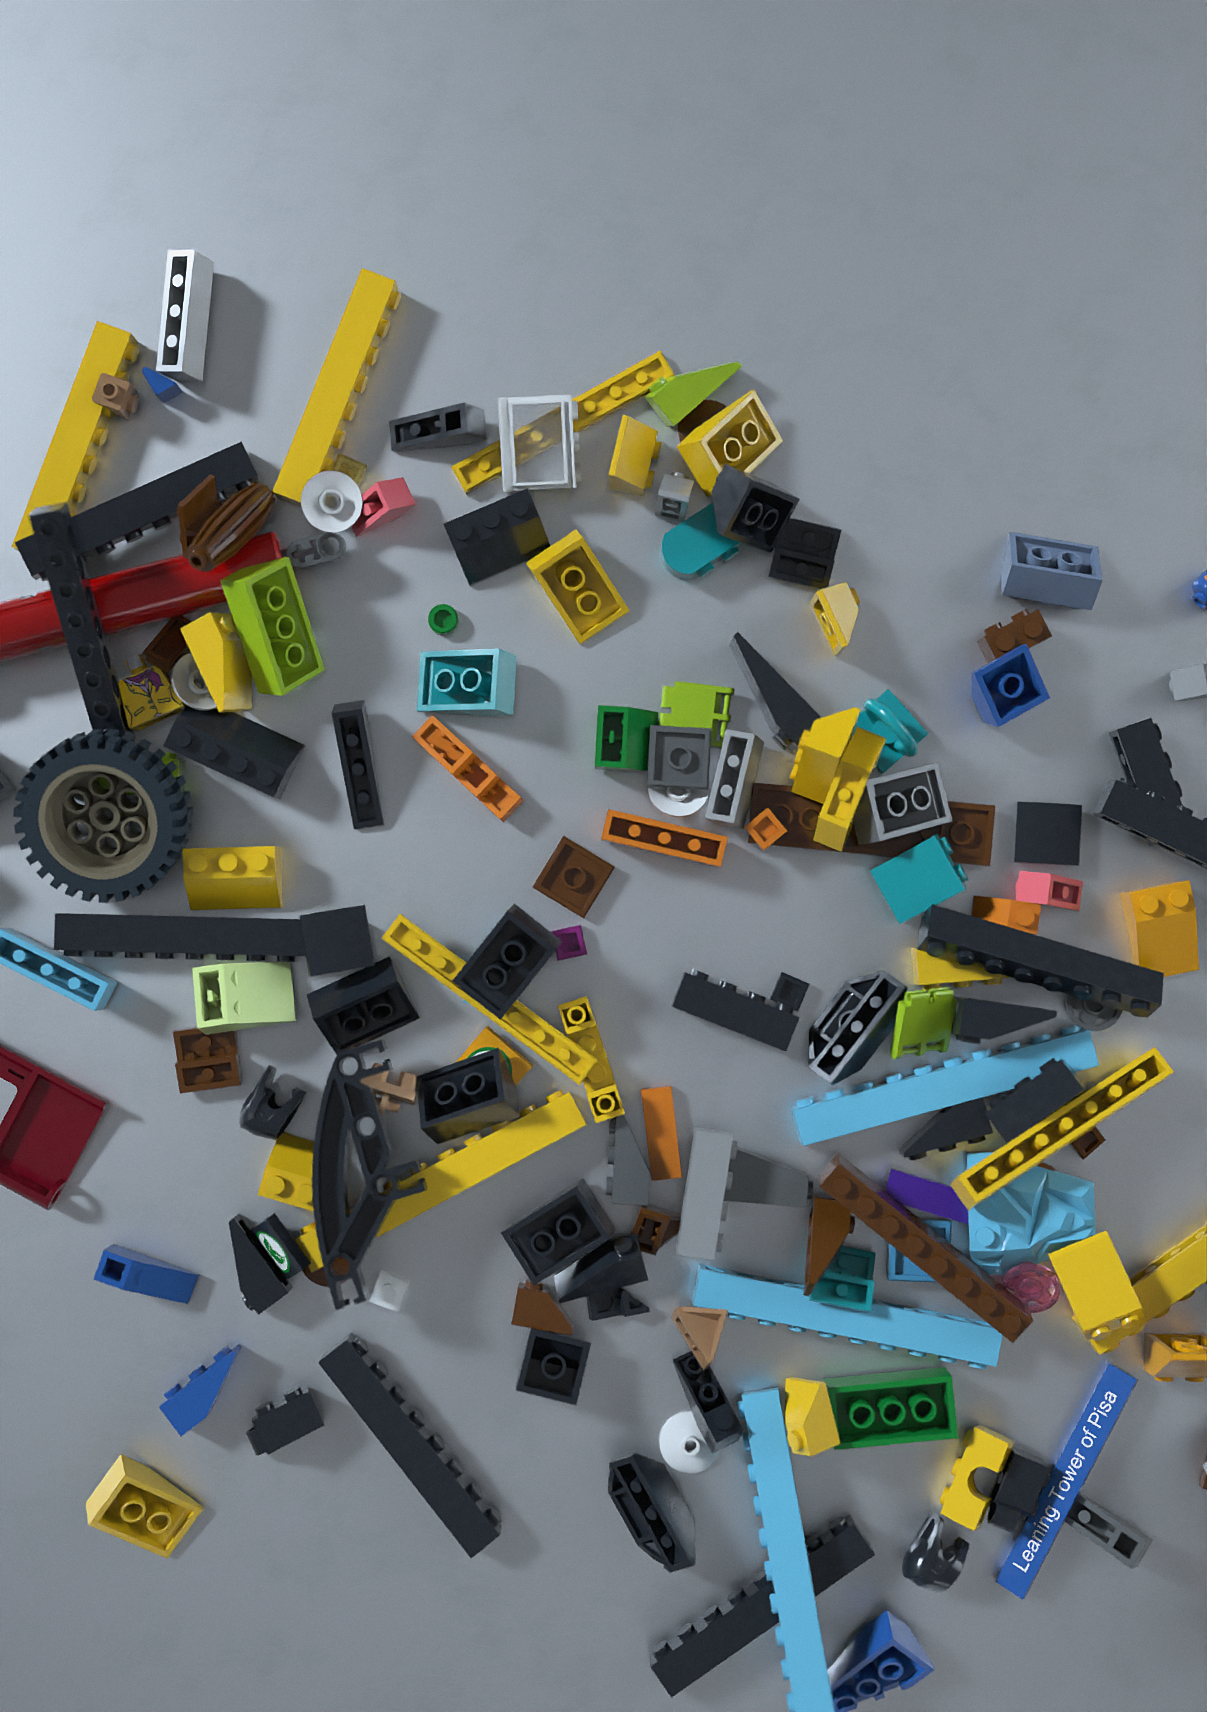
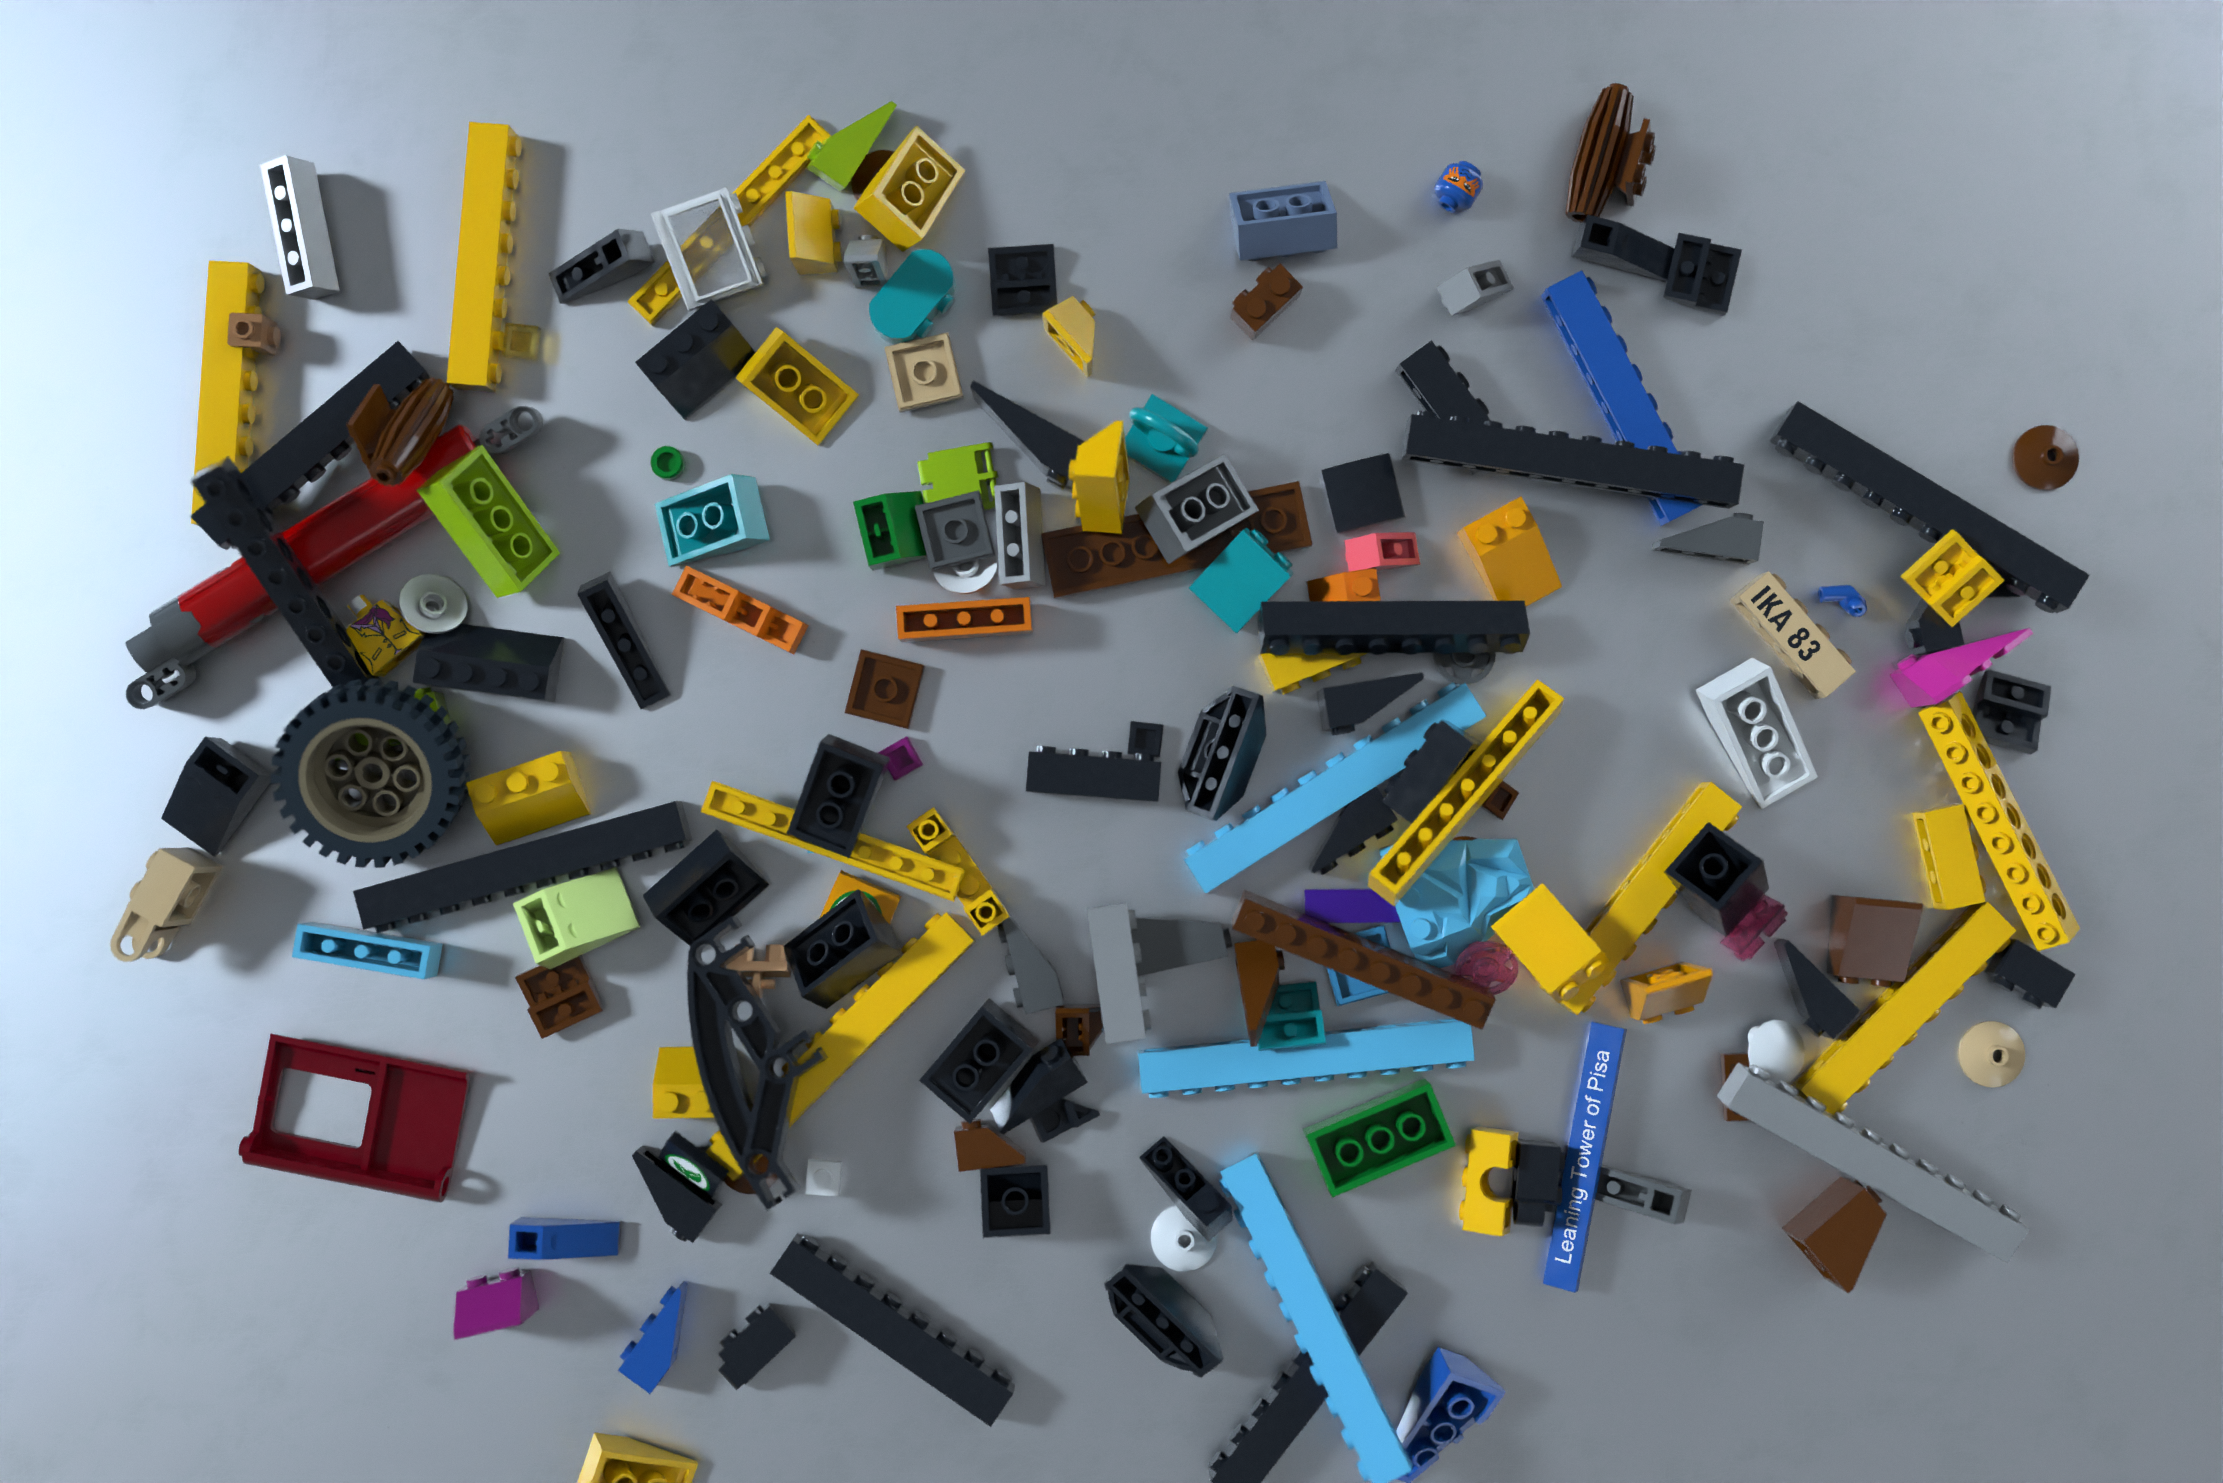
camera: 20 degrees left, 0 degrees up
(68, 1314) = (494, 1303): none -> magenta slope
(163, 387) = (299, 309): blue slope -> none
(167, 645) = (390, 572): reddish brown tile -> none
(221, 660) = (446, 575): yellow slope -> none
(261, 1112) = (632, 1032): black helmet -> none
(336, 940) = (655, 828): black slope -> none
(347, 496) = (508, 356): white dish -> none
(383, 504) = (564, 364): coral slope -> none
(661, 1133) = (1056, 926): orange tile -> none
(693, 608) = (923, 372): none -> tan plate
(700, 1330) = (1157, 1117): medium nougat slope -> none
(751, 508) = (949, 249): black slope -> none
(765, 829) = (1066, 577): orange plate -> none
(809, 1417) = (1296, 1171): yellow slope -> none
(847, 788) = (1135, 508): yellow slope -> none
(923, 1020) = (1290, 725): lime plate -> none
(927, 1562) = (1464, 1286): black helmet -> none
(1008, 687) = (1272, 353): blue slope -> none

